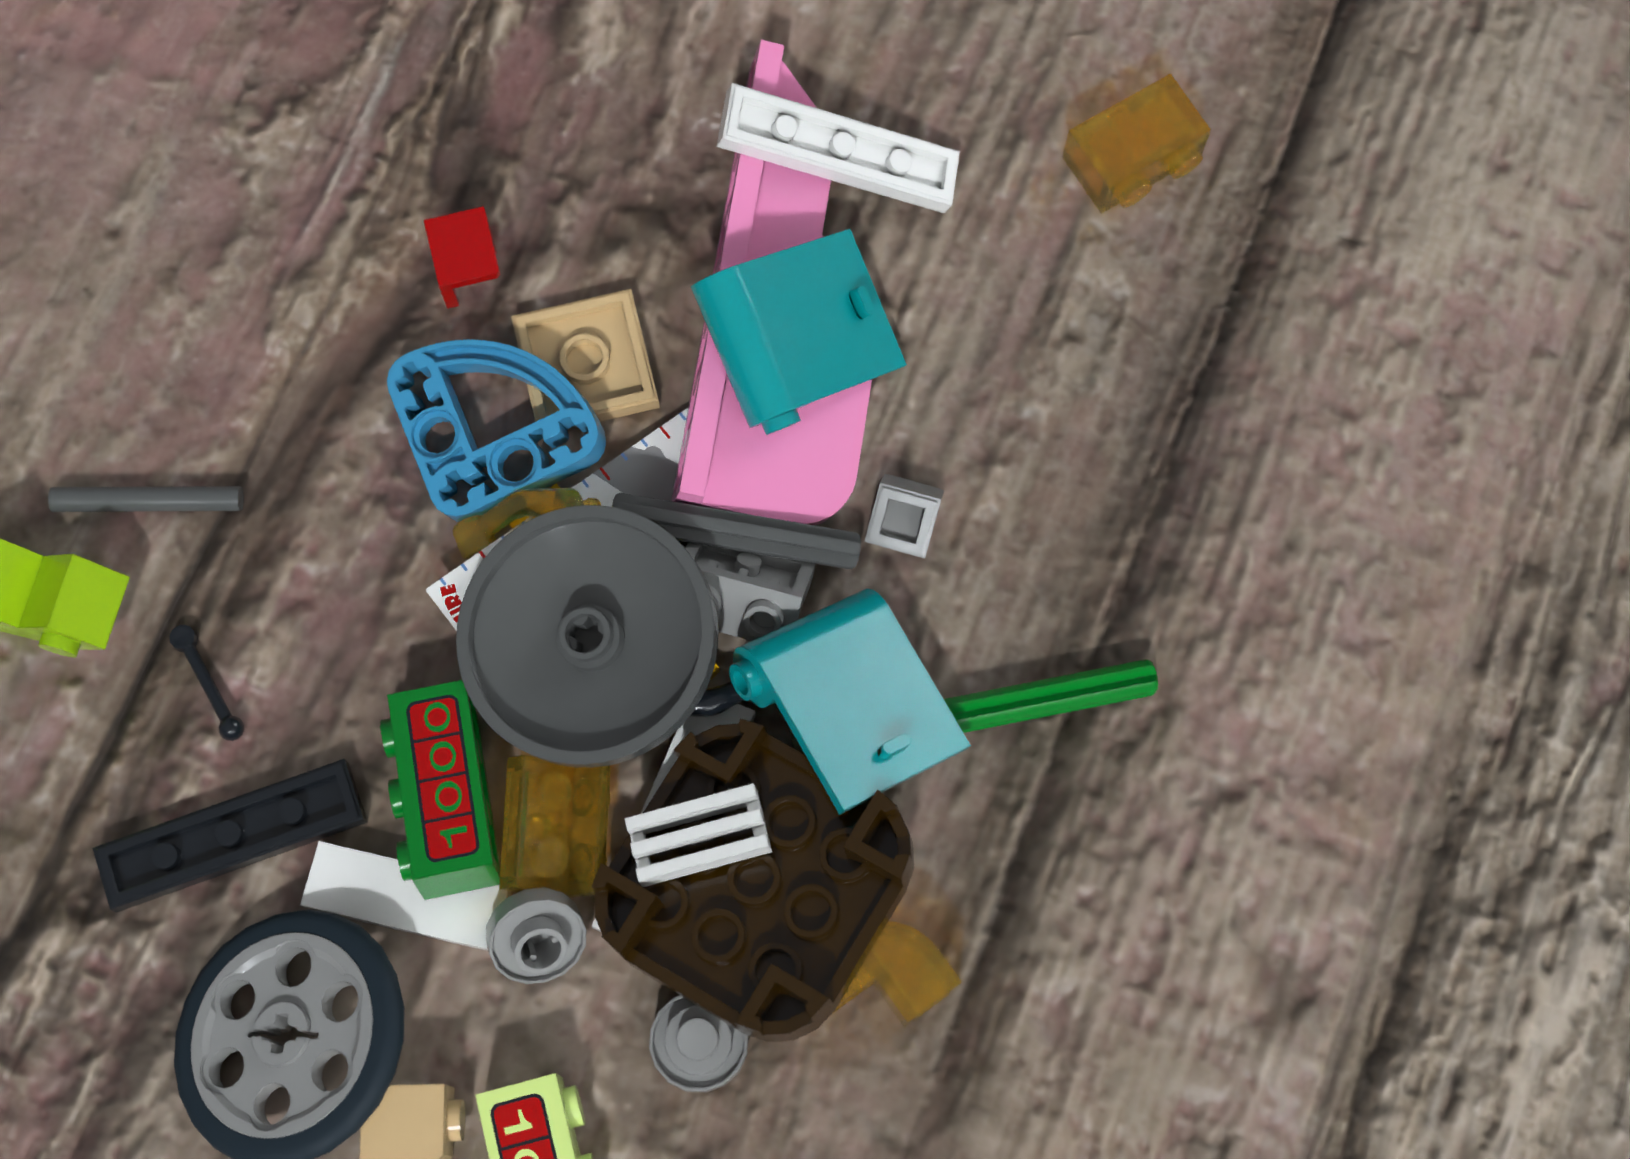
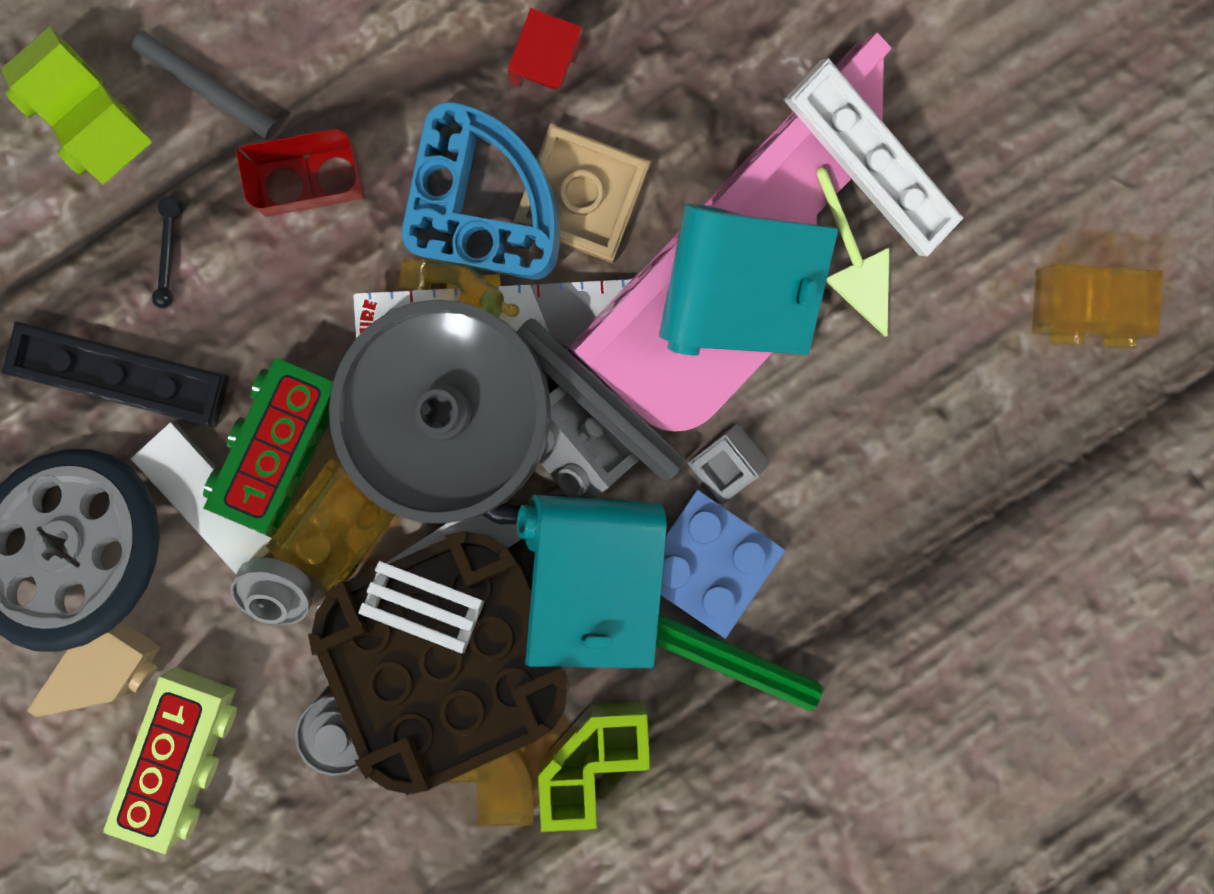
camera: 30 degrees right, 15 degrees up
(267, 507) = (289, 154): none -> red piece
(909, 265) = (867, 280): none -> yellowish green piece
(960, 615) = (715, 563): none -> medium blue plate
(963, 907) = (600, 741): none -> lime brick

